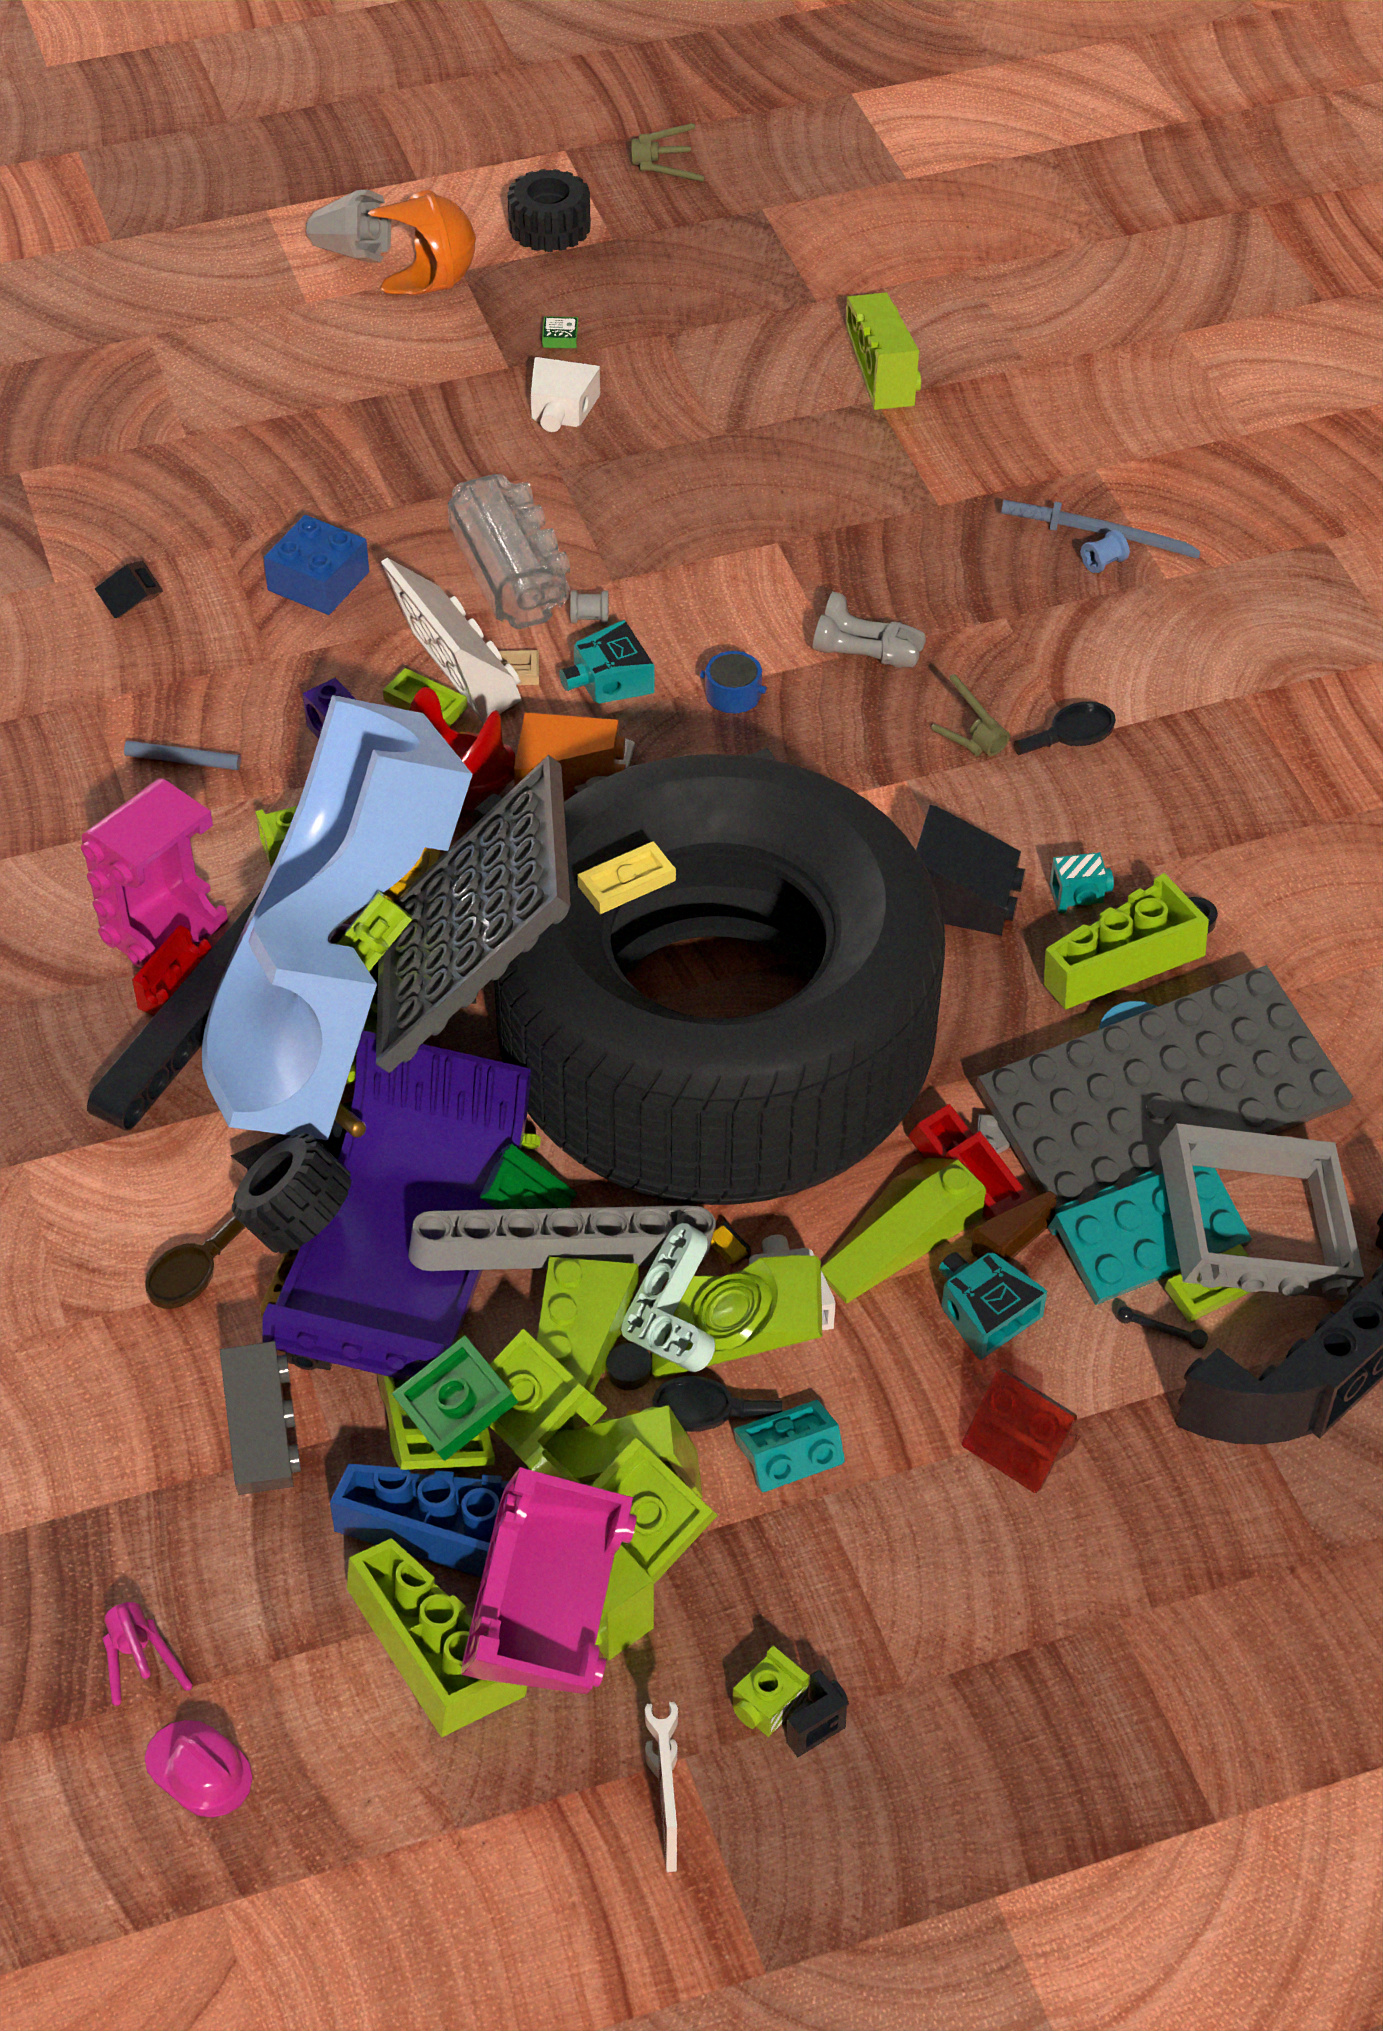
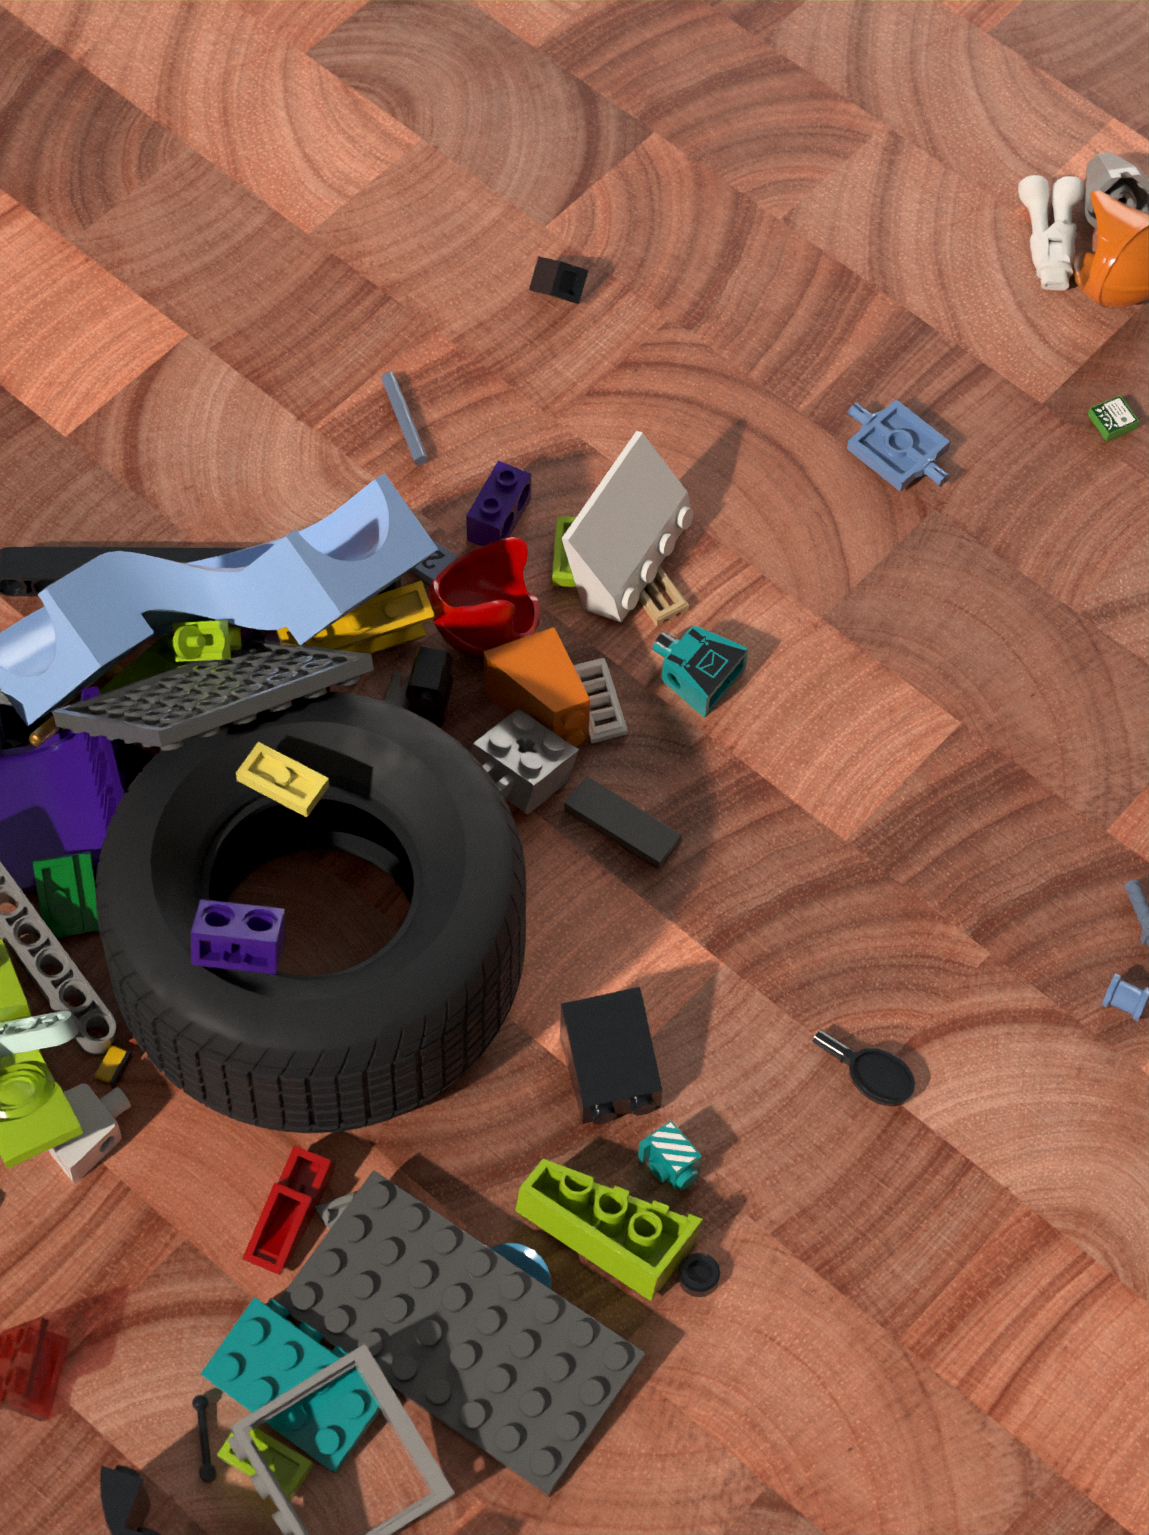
camera: 60 degrees right, 10 degrees up
(147, 874) = (215, 467): dark pink windscreen -> none
(167, 970) = (161, 529): red hinge -> none
(316, 564) = (673, 392): blue brick -> none
(359, 285) = (1053, 246): none -> white piece
(484, 454) = (898, 445): none -> medium blue plate
(508, 551) = (774, 518): clear brick -> none
(563, 392) = (1022, 460): white torso -> none
(589, 606) = (763, 616): light grey bush -> none
(733, 682) = (744, 770): piece -> none
(781, 966) = (237, 936): none -> dark purple brick
(844, 633) = (879, 812): light grey piece -> none
(904, 1224) = (203, 1187): lime wedge -> none
(985, 732) = (812, 1003): olive plant -> none
(989, 1301) = (148, 1286): teal torso -> none
(1015, 1228) = (231, 1274): reddish brown slope -> none

